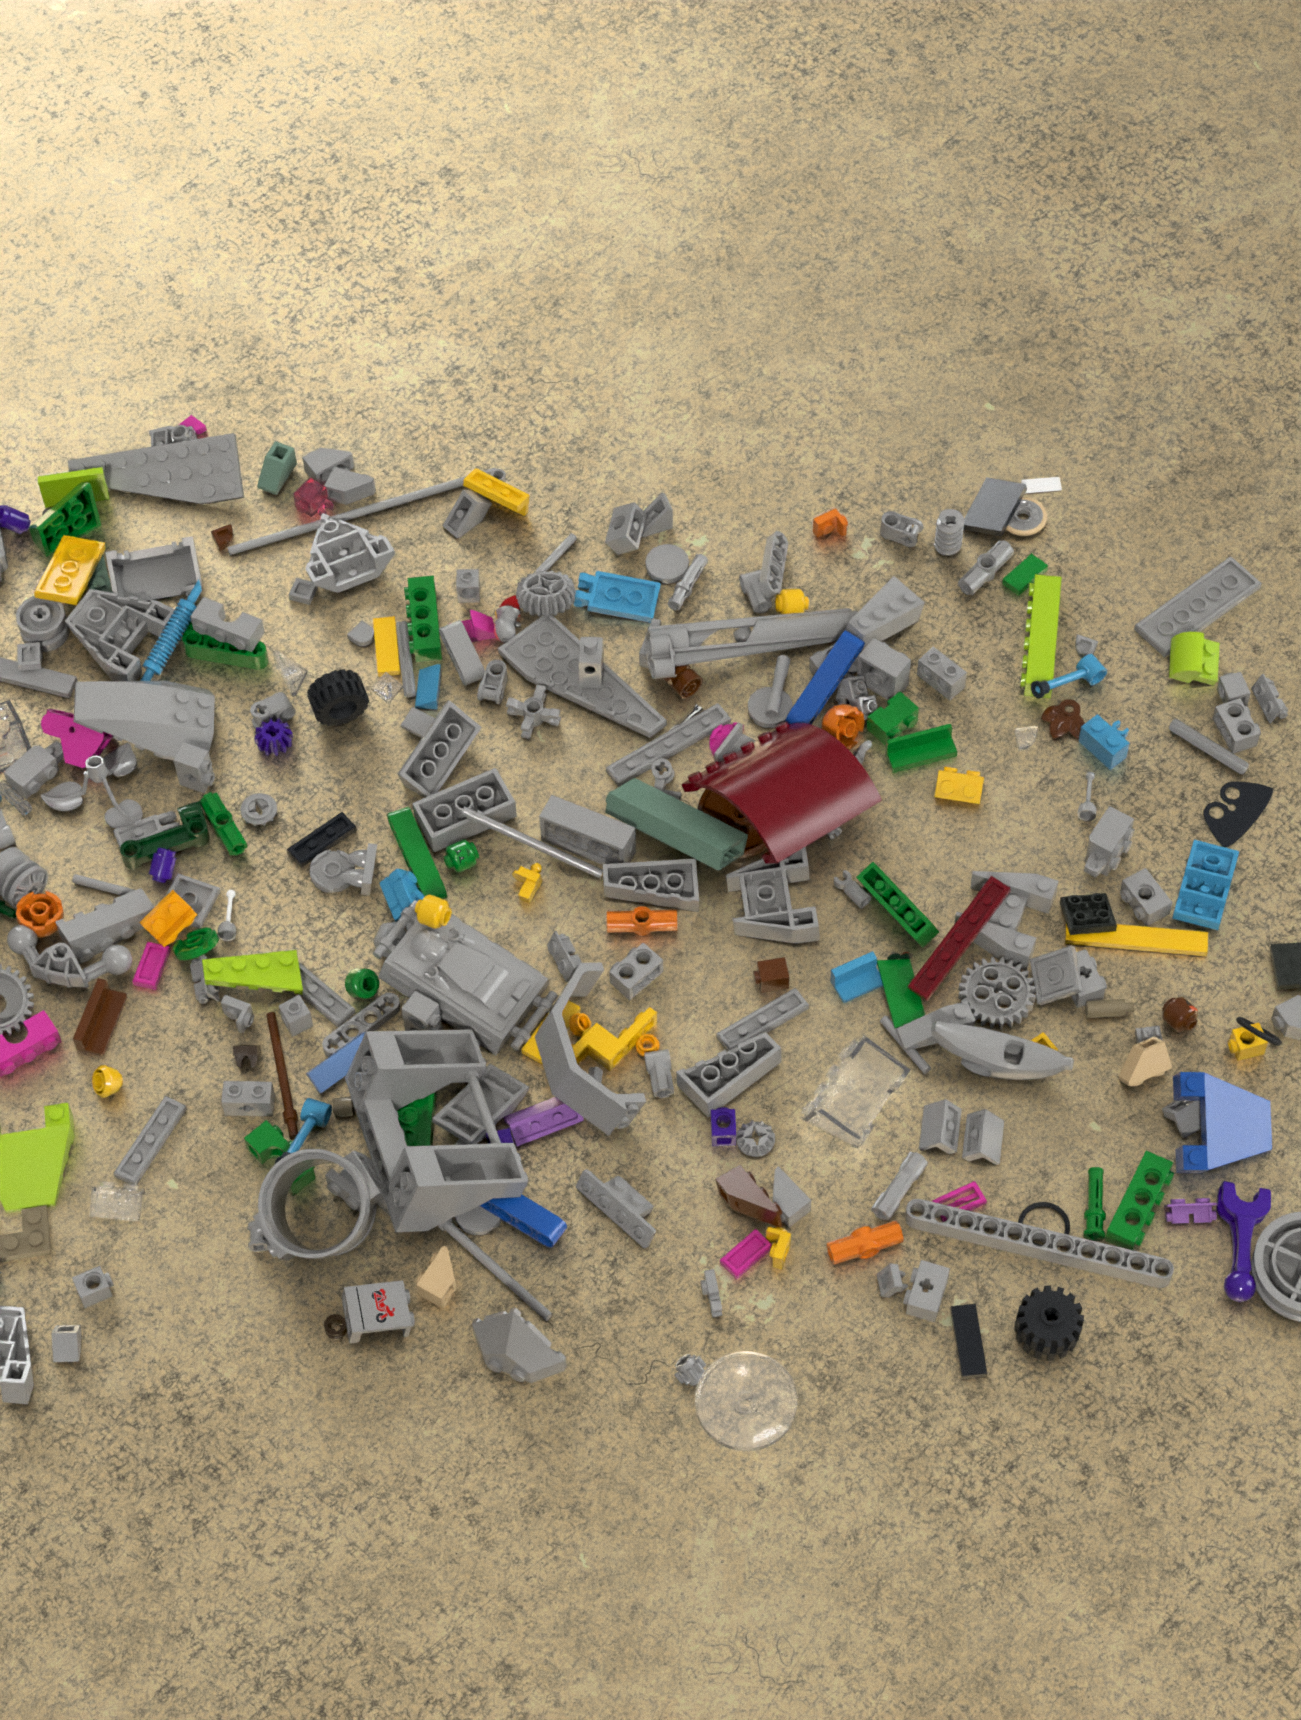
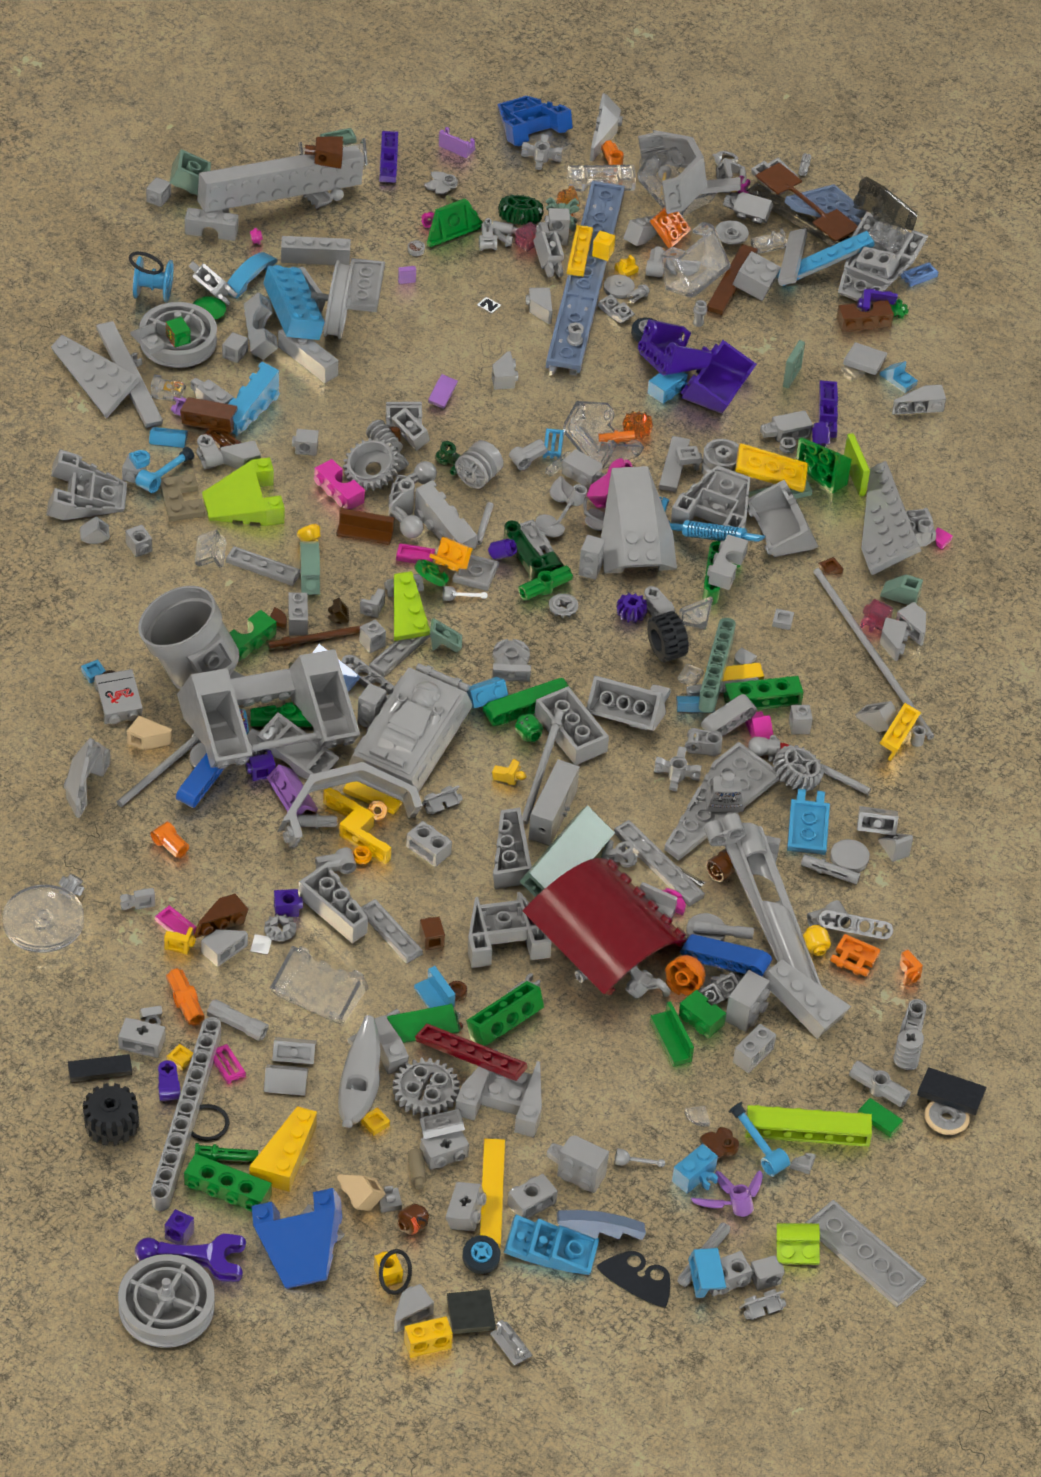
camera: 80 degrees right, 10 degrees down
(16, 552) = (787, 444): none -> light grey bush
(40, 913) = (449, 479): orange cylinder -> none
(165, 1075) = (310, 567): none -> sand green arch
(246, 1124) = (280, 617): none -> reddish brown tile
(305, 937) = (444, 635): none -> sand green slope
(313, 1114) = (287, 653): dark azure piece -> none
(318, 1347) = (92, 669): none -> dark azure tile
(321, 839) = (540, 646): black tile -> none
(346, 555) = (814, 635): light grey wedge -> none
(362, 983) = (399, 668): green head -> none
(382, 655) = (717, 665): none -> sand green beam
(433, 911) = (451, 688): yellow head -> none
(611, 1260) = (168, 837): none -> orange piece
(620, 1204) = (219, 843): light grey bracket -> none
(628, 921) = (477, 846): orange piece -> none
(774, 1159) = (261, 944): none -> white sticker
(804, 569) = (856, 950): none -> orange plate
(850, 953) = (459, 989): none -> reddish brown tile
(950, 1251) = (180, 1056): none -> yellow tile
(959, 786) = (638, 1063): yellow bracket -> none
(995, 1262) = (168, 1081): none -> dark purple piece
(1042, 484) = (989, 1134): white sticker -> none
(1088, 913) = (510, 1154): pearl dark grey tile -> none
(1091, 1136) = (286, 1150): none -> yellow wedge
(1145, 700) = (740, 1195): none -> medium lavender plant
(1152, 959) = (465, 1206): none -> light grey brick
(1181, 832) = (594, 1222): none -> sand blue slope
(1201, 1211) = (221, 1214): medium lavender hinge -> none
(1205, 1252) = (179, 1228): none -> dark purple brick
(1221, 942) = (479, 1247): none -> black wheel
(1245, 740) = (706, 1271): none -> dark azure panel

